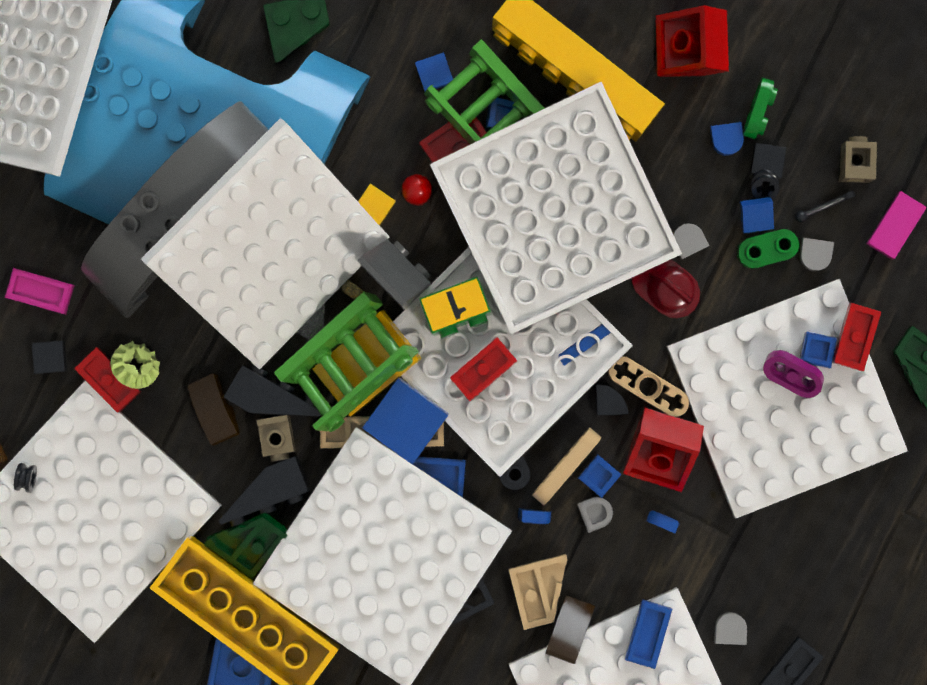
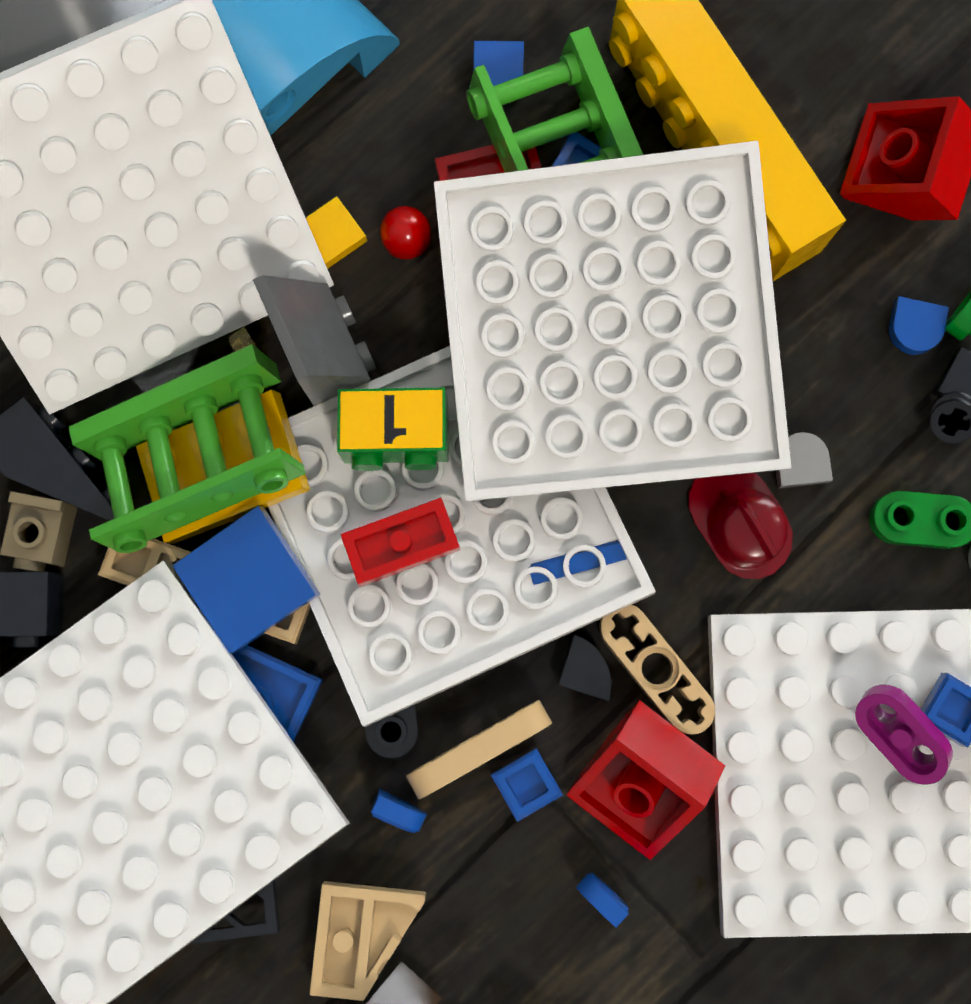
camera: 20 degrees right, 5 degrees down
(595, 513) = (499, 843): light grey tile -> none
(757, 215) = (925, 459): blue tile -> none

